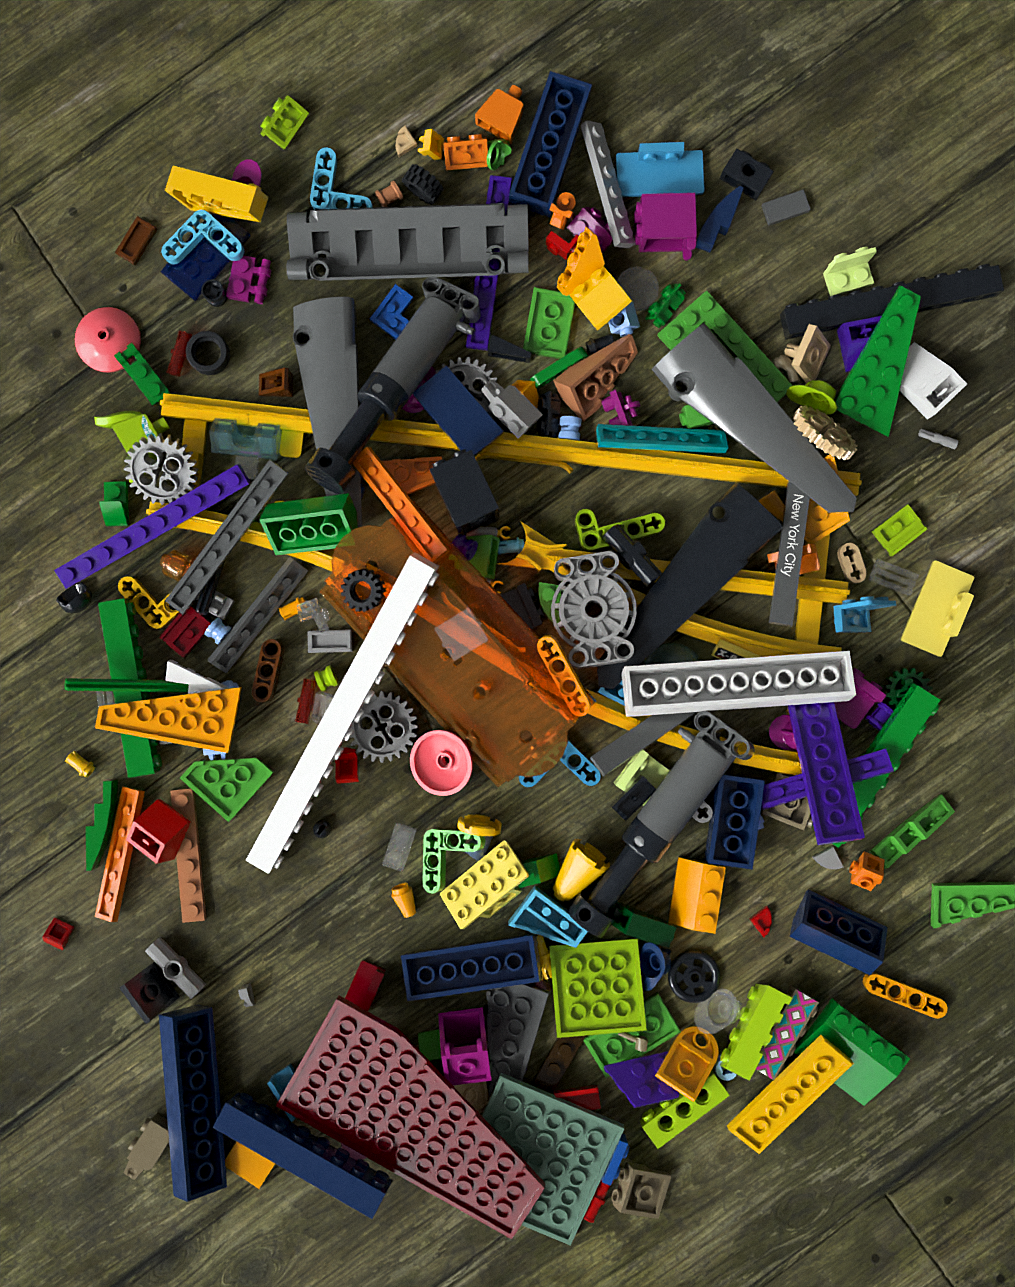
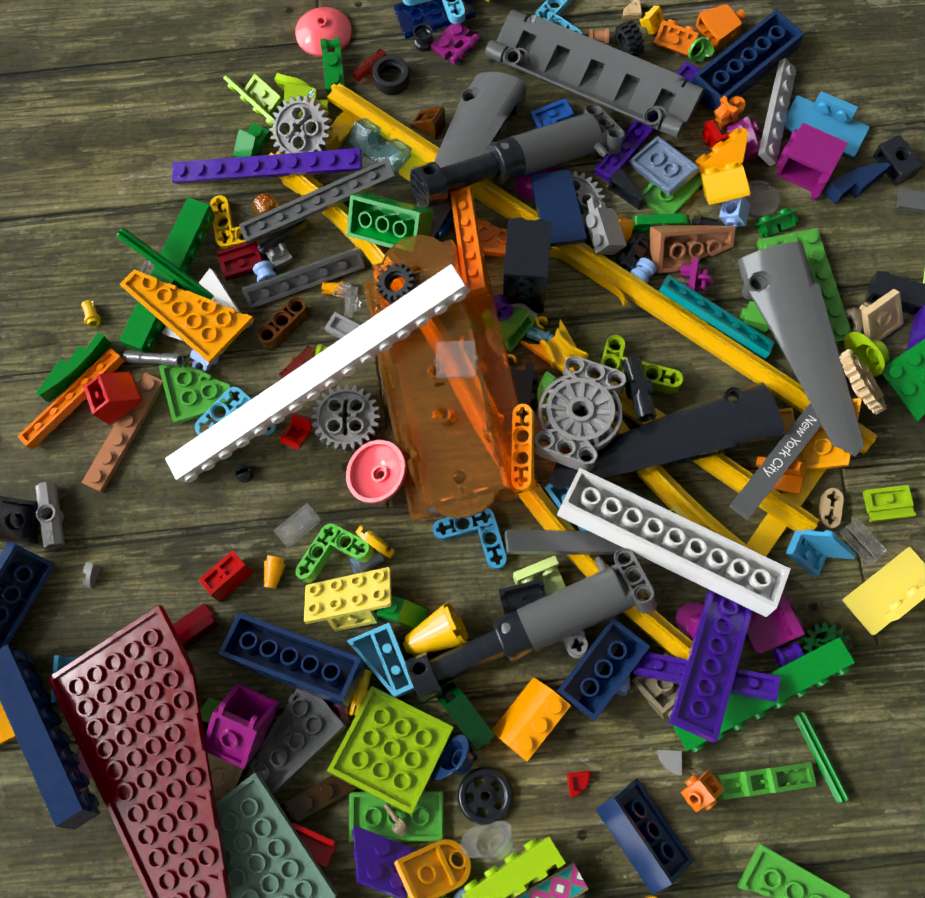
camera: 35 degrees right, 15 degrees down
(75, 598) = (173, 191): black hair -> none
(90, 450) = (259, 94): none -> lime bracket
(159, 778) = (141, 357): none -> dark grey piece
(280, 775) = (244, 398): none -> medium azure beam
(366, 929) = (225, 576): none -> red hinge
(530, 306) = (664, 166): none -> sand blue tile
(947, 784) = (821, 757): none -> green axle

